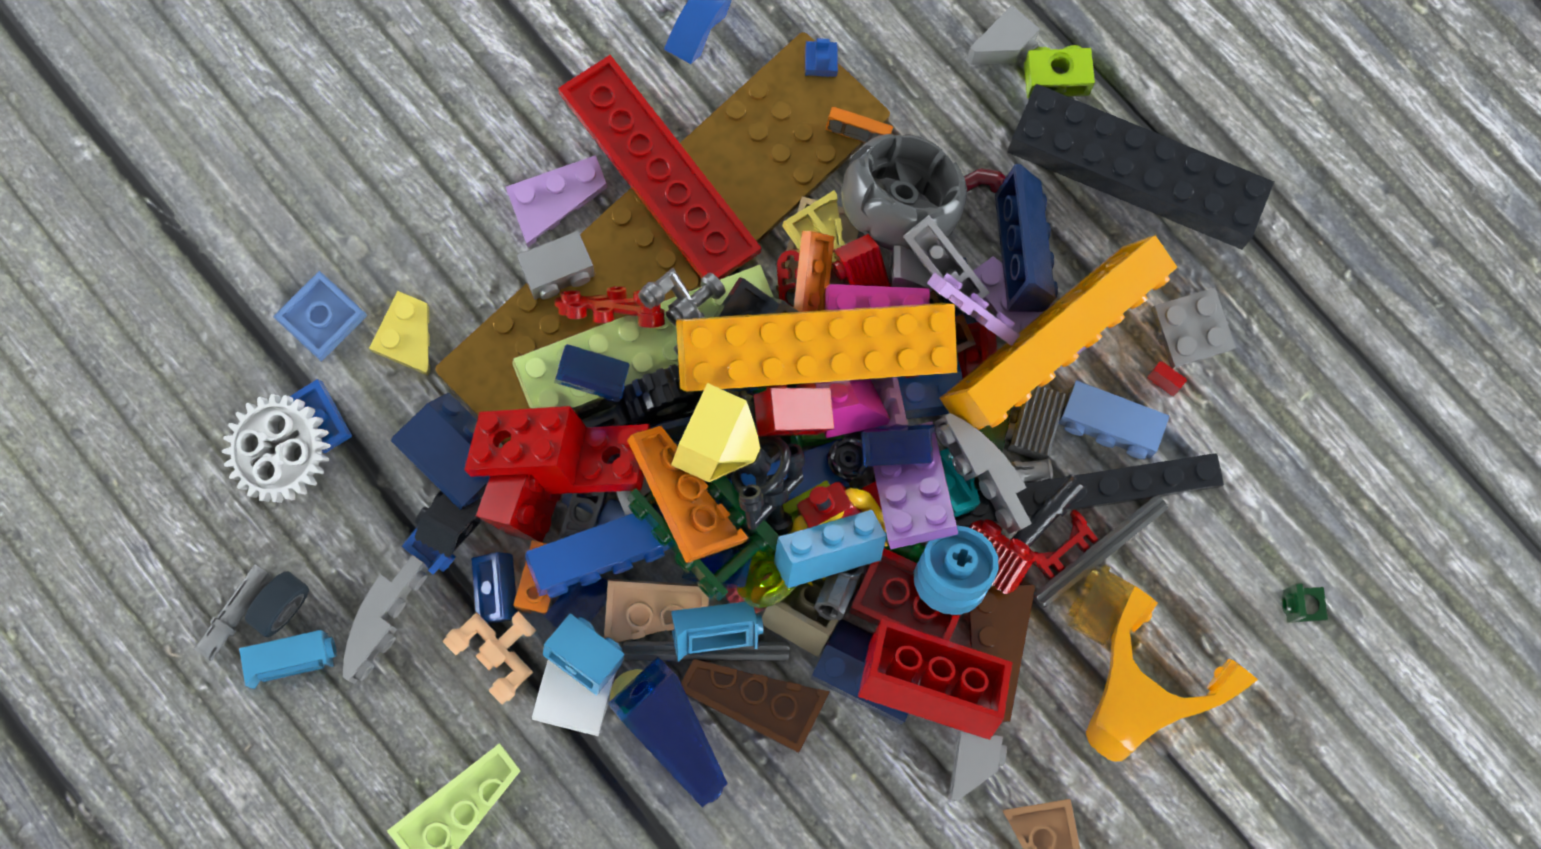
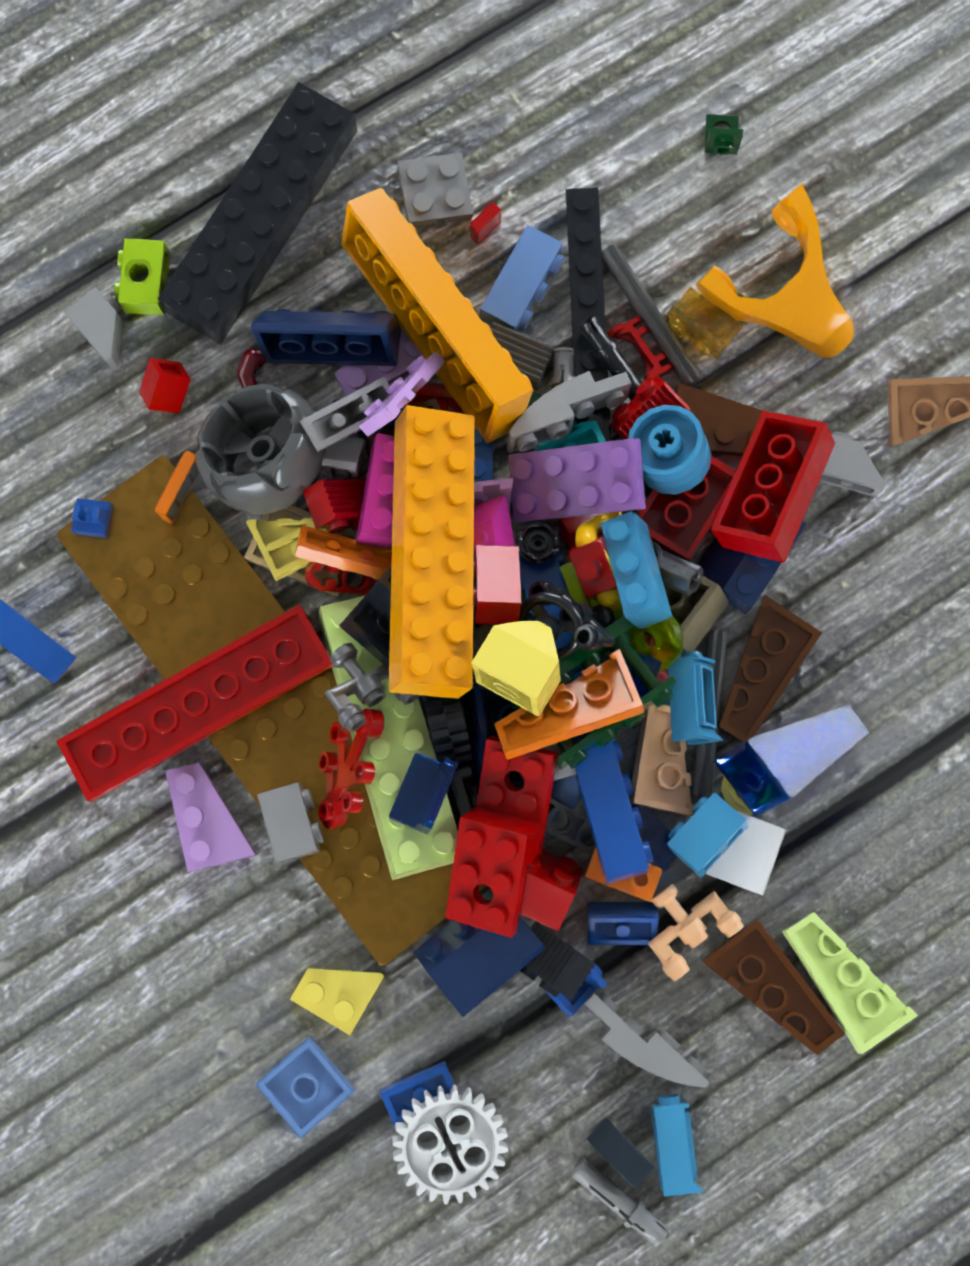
camera: 80 degrees left, 5 degrees up
(451, 734) = (770, 981): none -> reddish brown wing
(898, 445) = (535, 488): clear blue panel -> none
(957, 105) = (164, 385): none -> red panel

